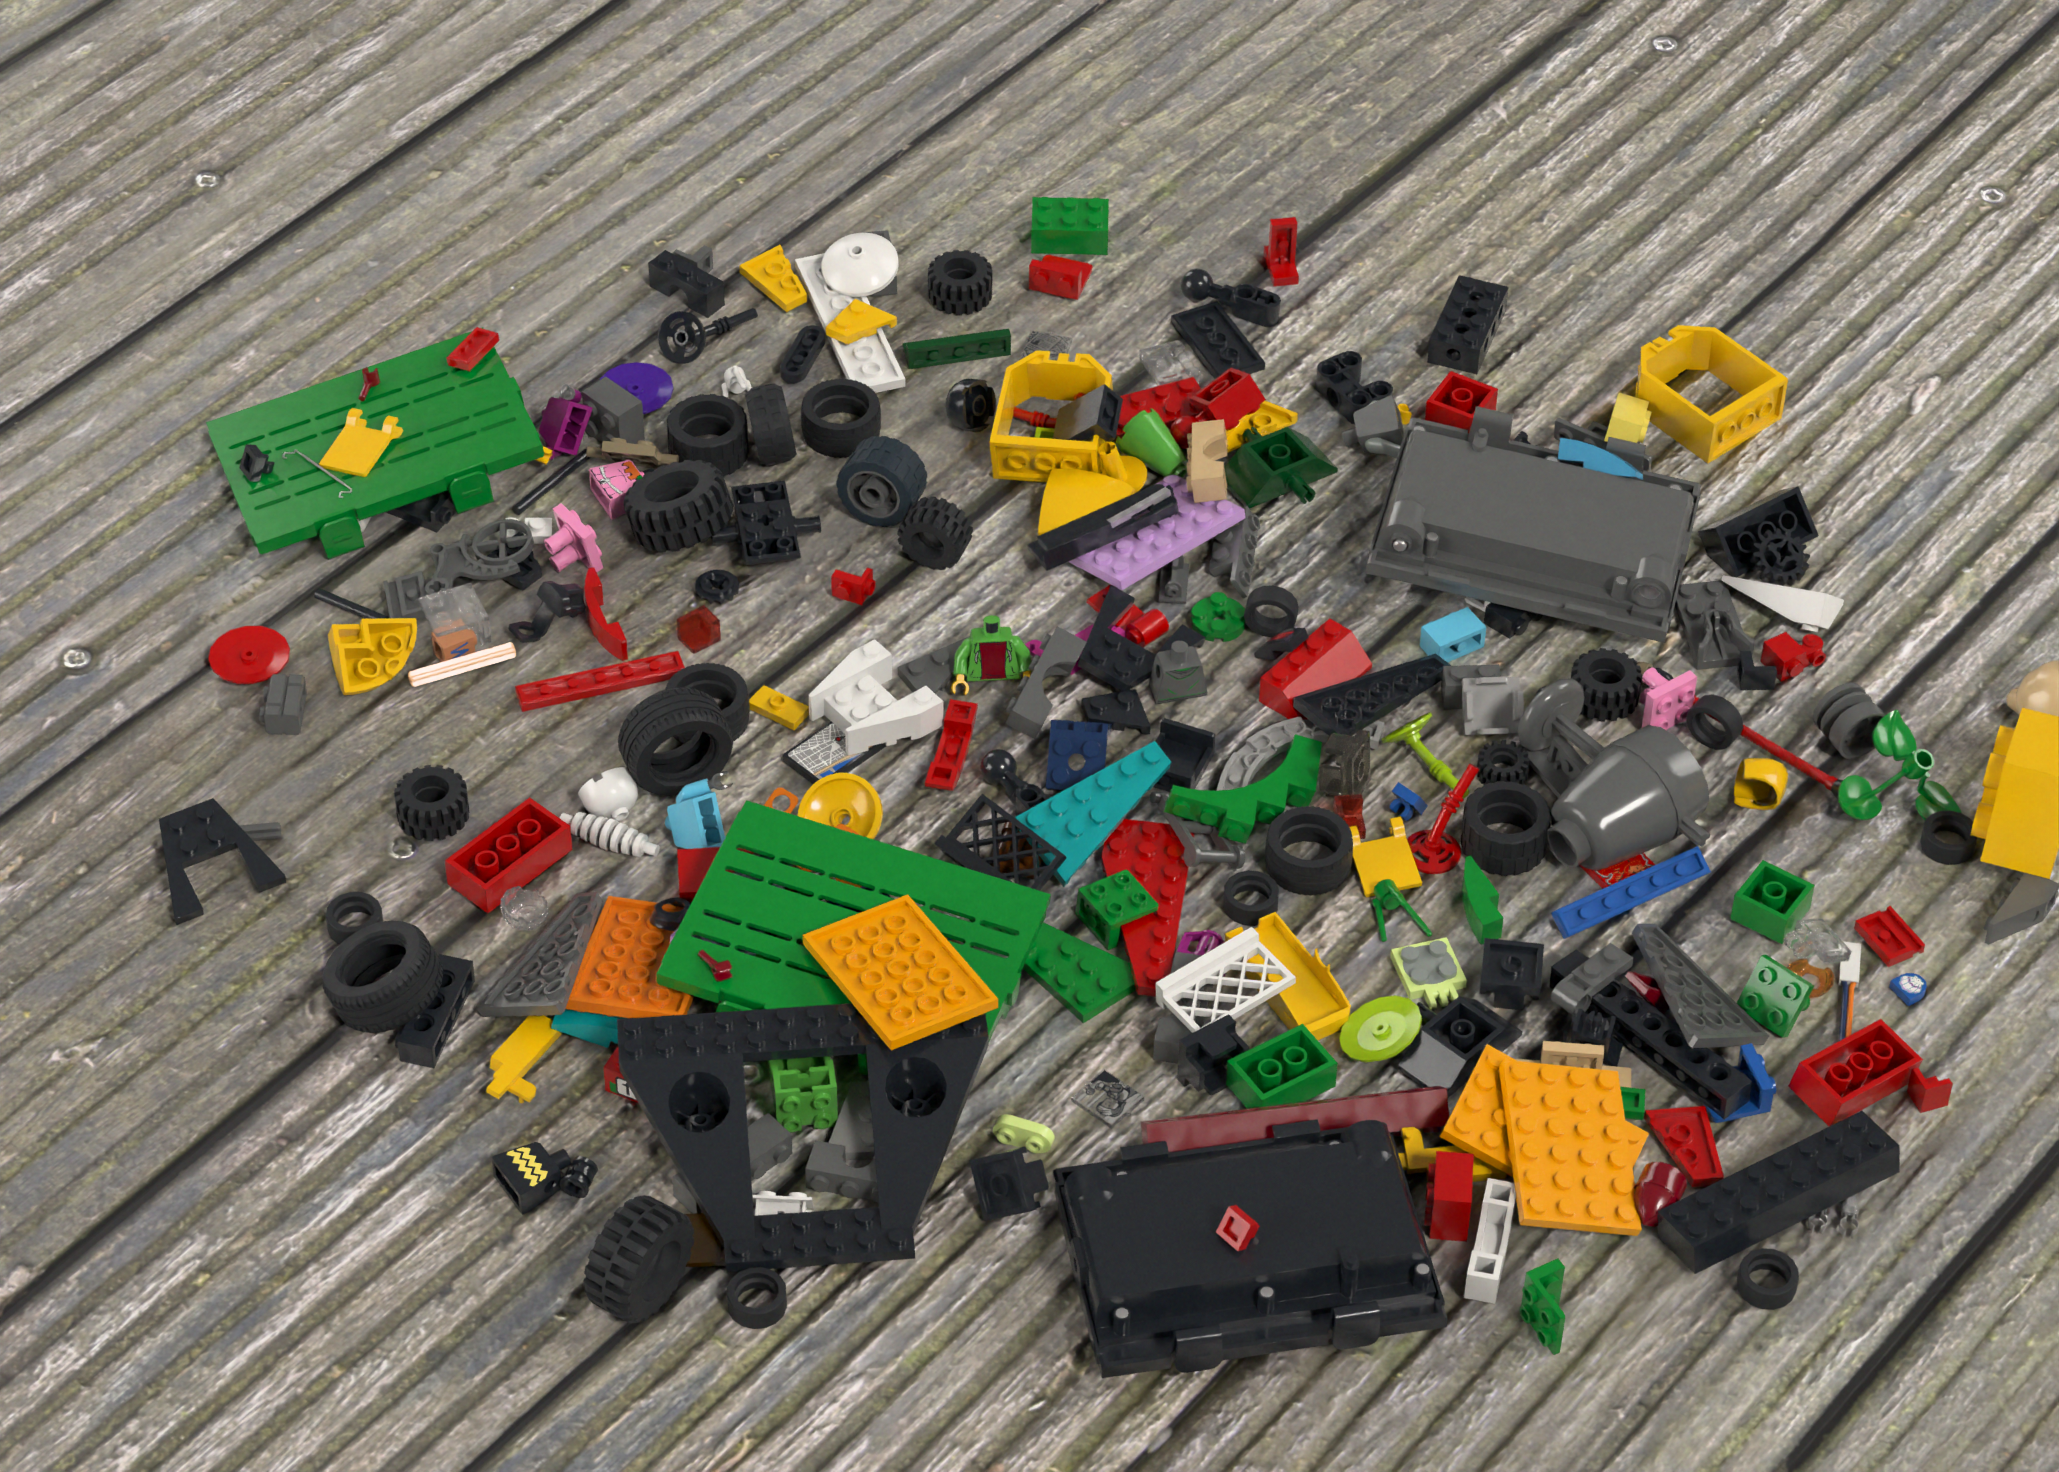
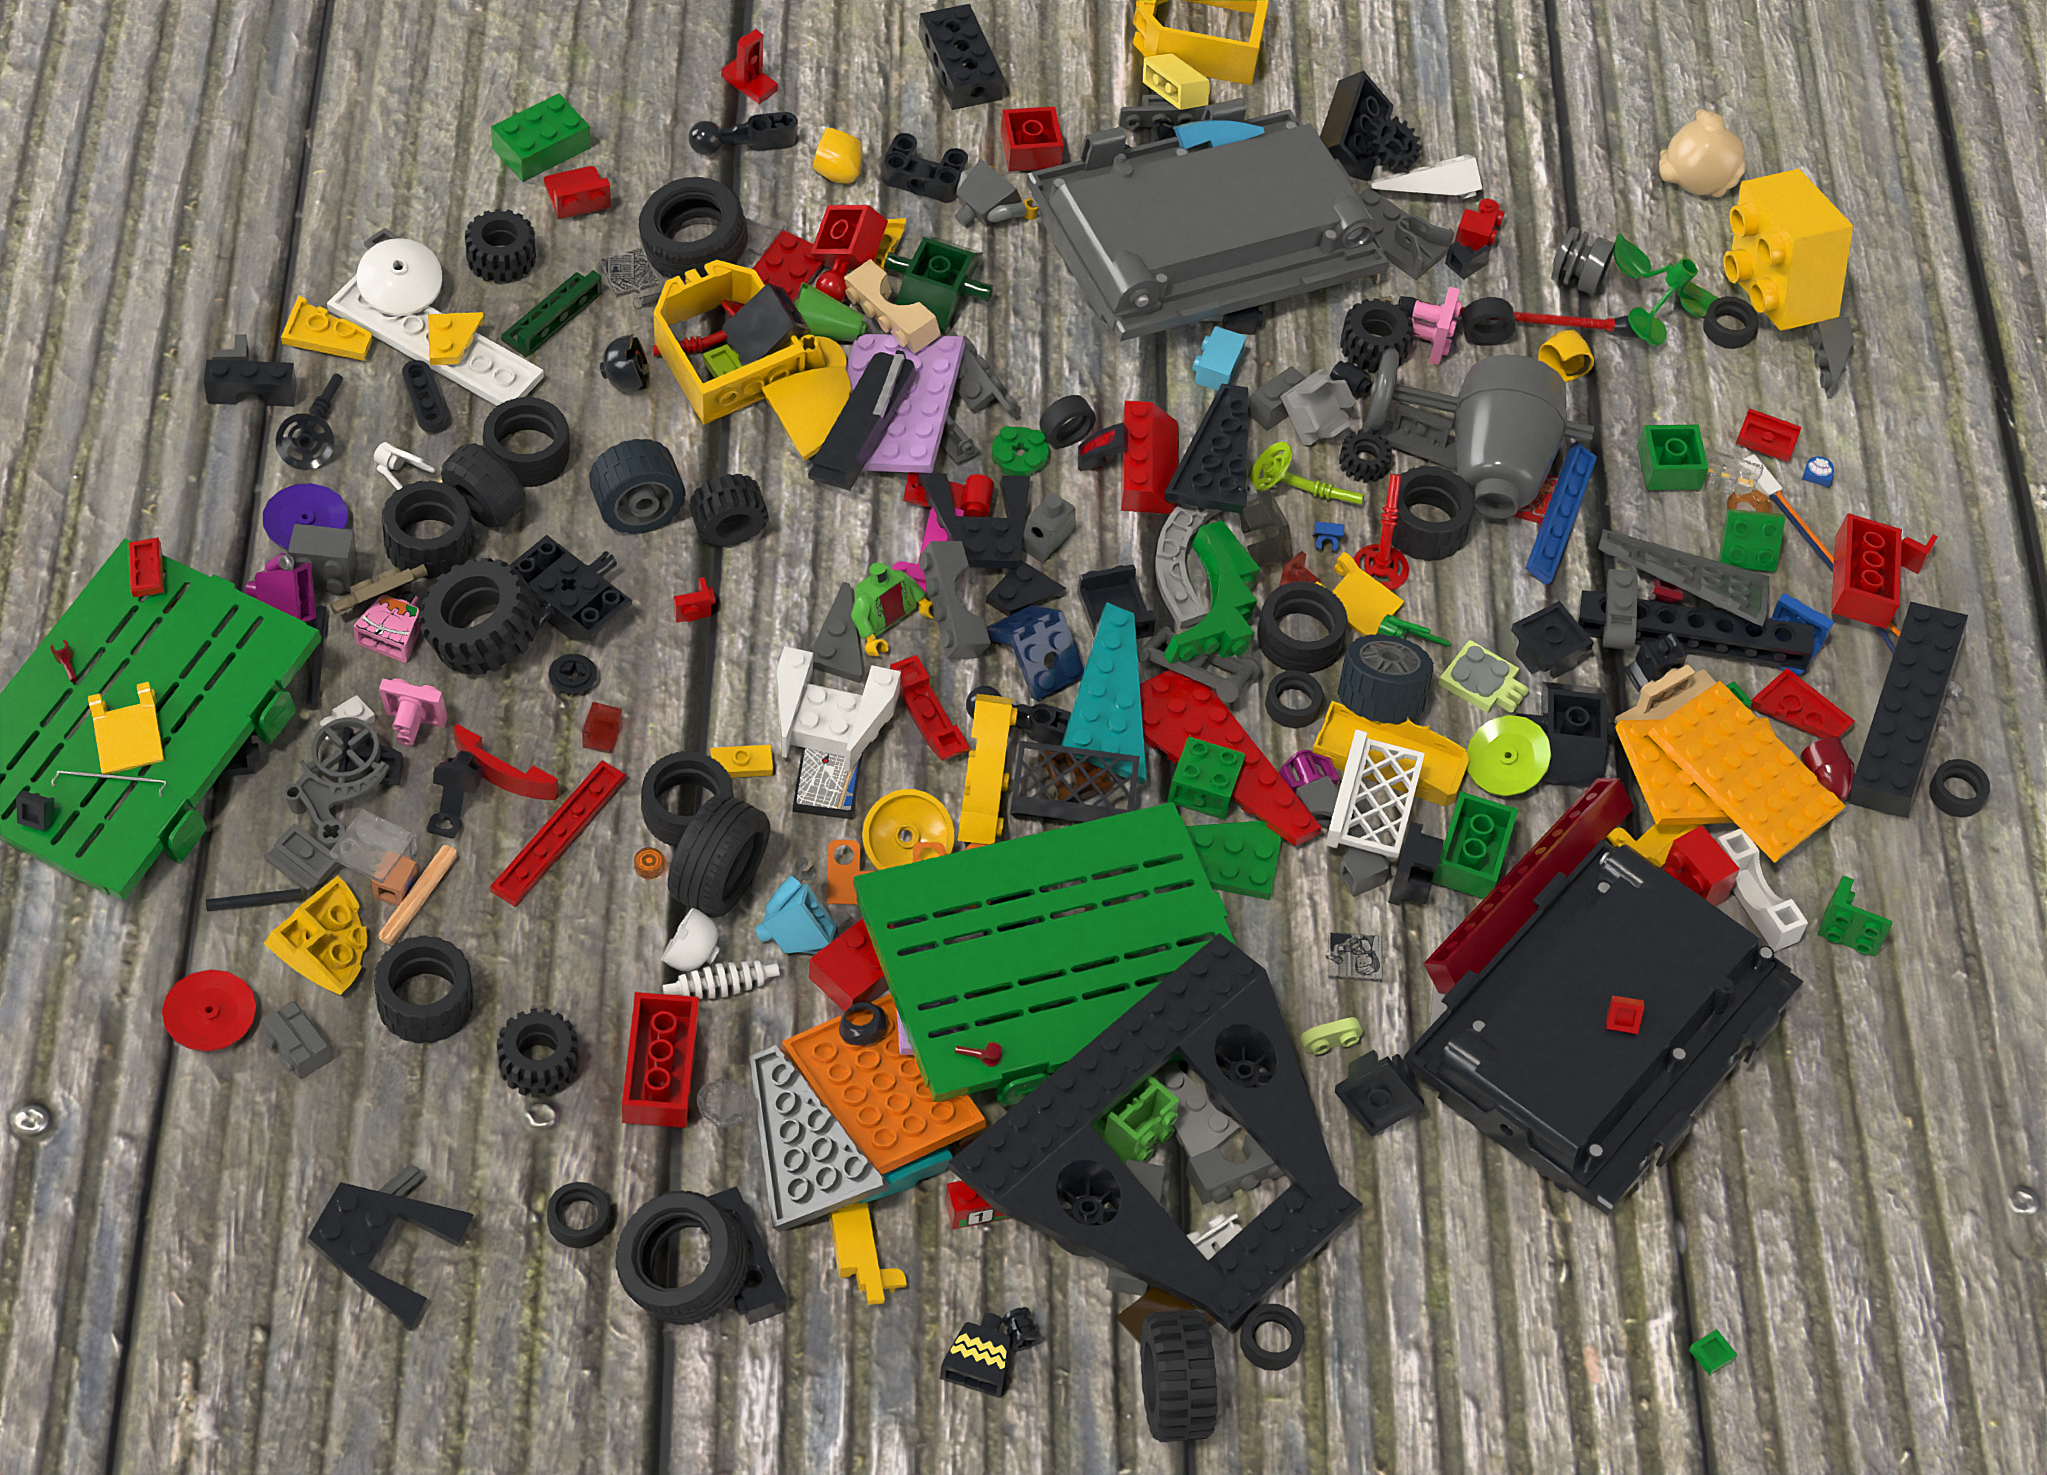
camera: 45 degrees left, 10 degrees up
(396, 696) = (419, 957): none -> black tyre
(900, 972) = (1144, 958): light orange plate -> none
(918, 831) = (985, 770): none -> yellow brick
(1111, 316) = (687, 200): none -> black tyre
(1217, 340) = (770, 184): black tile -> none
(1287, 344) = (838, 156): none -> yellow piece
(1329, 915) = (1385, 678): none -> black wheel
(1480, 903) = (1464, 591): green slope -> none

